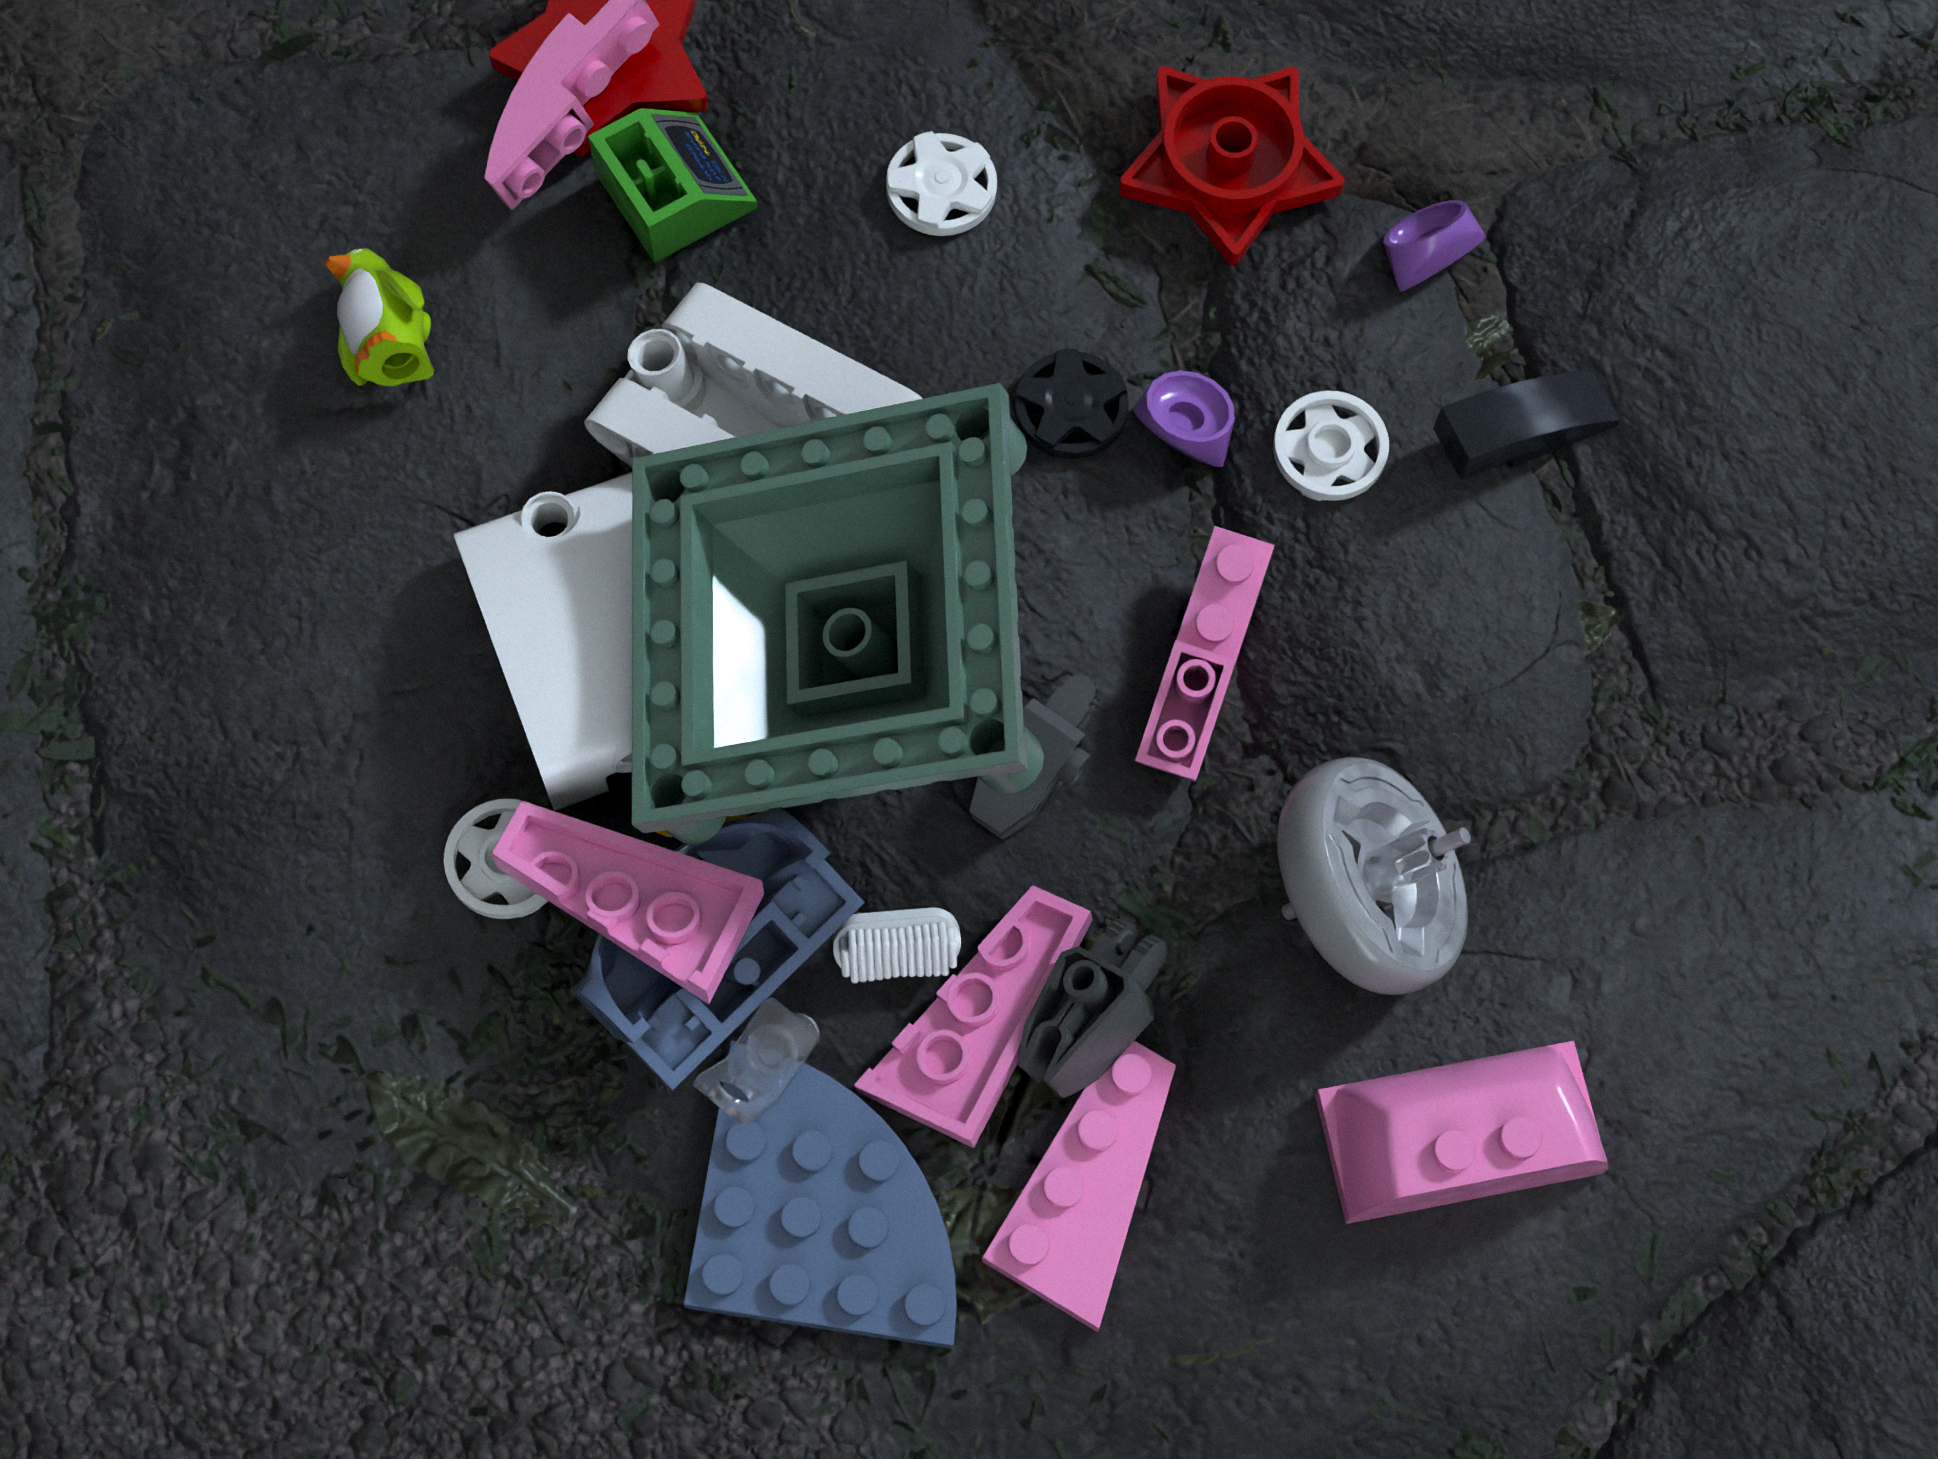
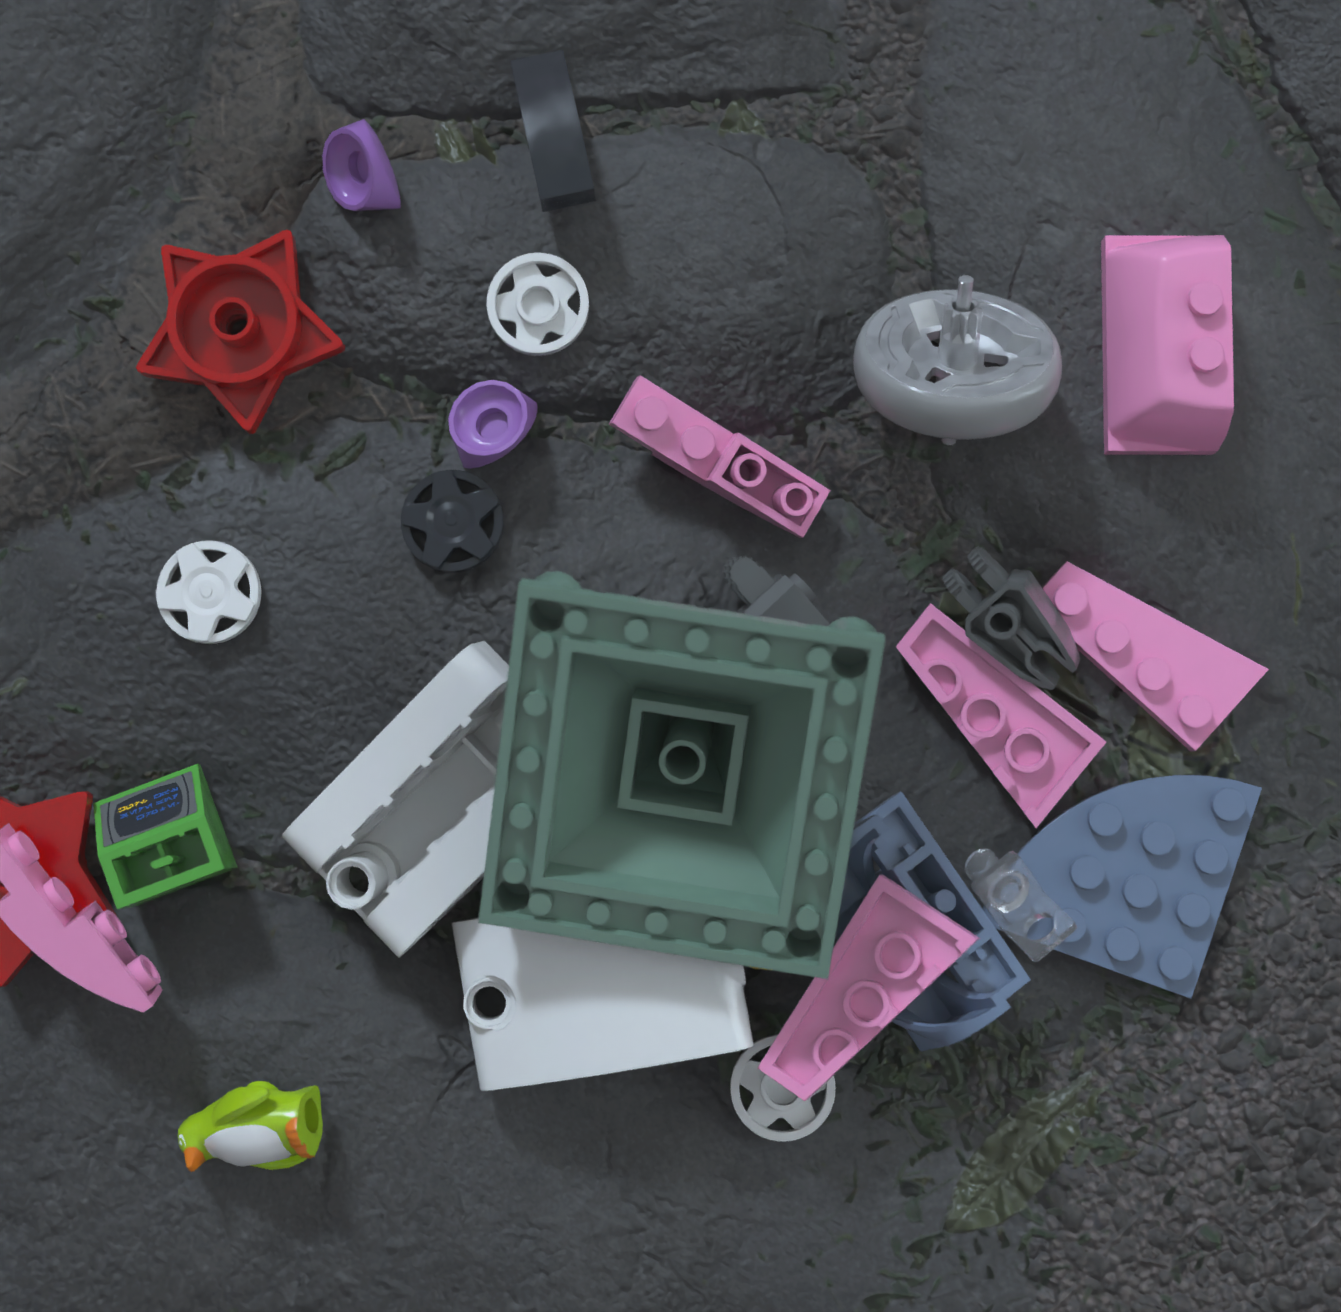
camera: 75 degrees left, 15 degrees up
(897, 944) = (925, 766): white piece -> none

